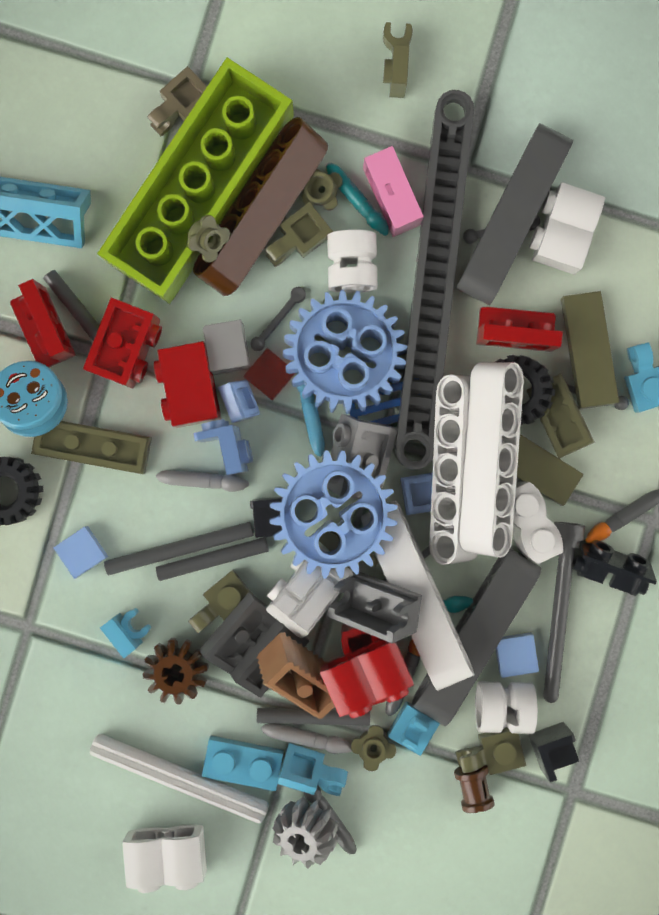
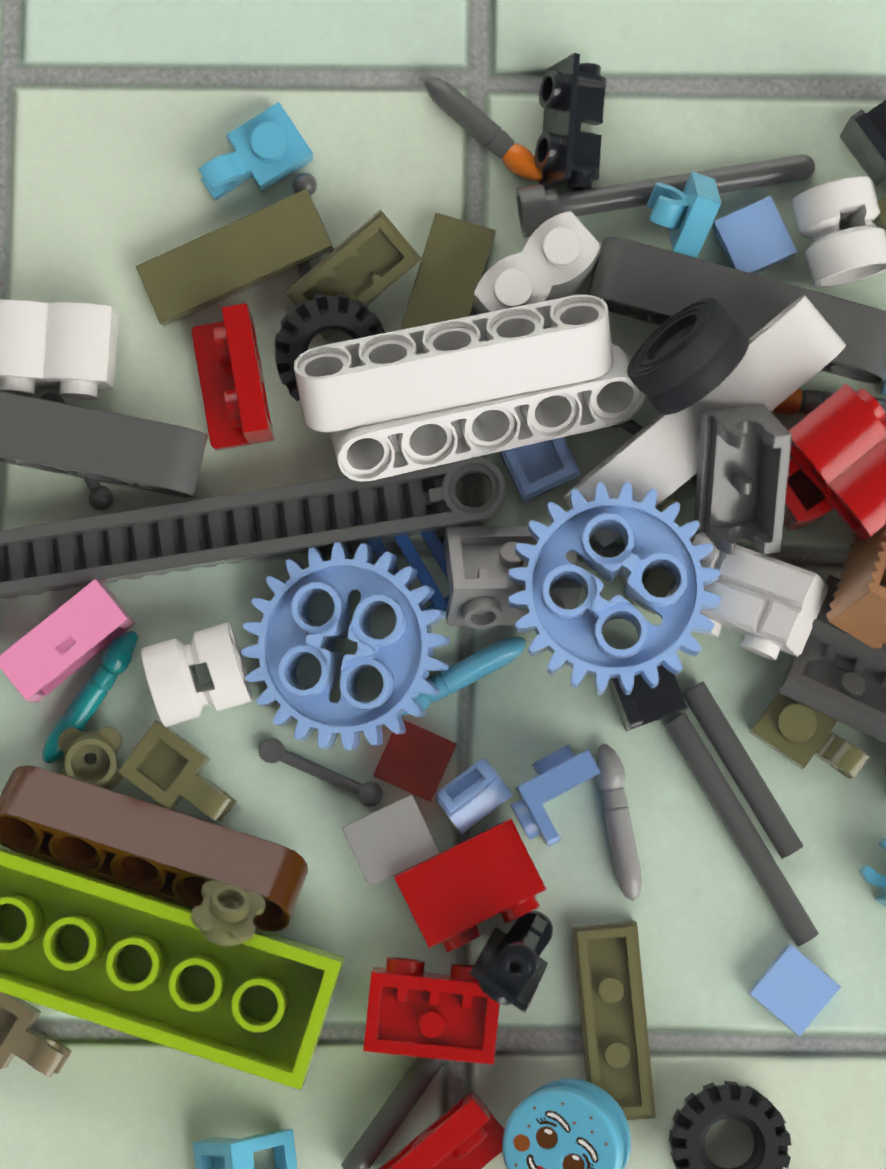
camera: 100 degrees left, 5 degrees down
(136, 396) = (511, 963): none -> black hinge
(456, 596) = (688, 356): none -> black tyre
(542, 620) = (687, 212): none -> medium azure tile

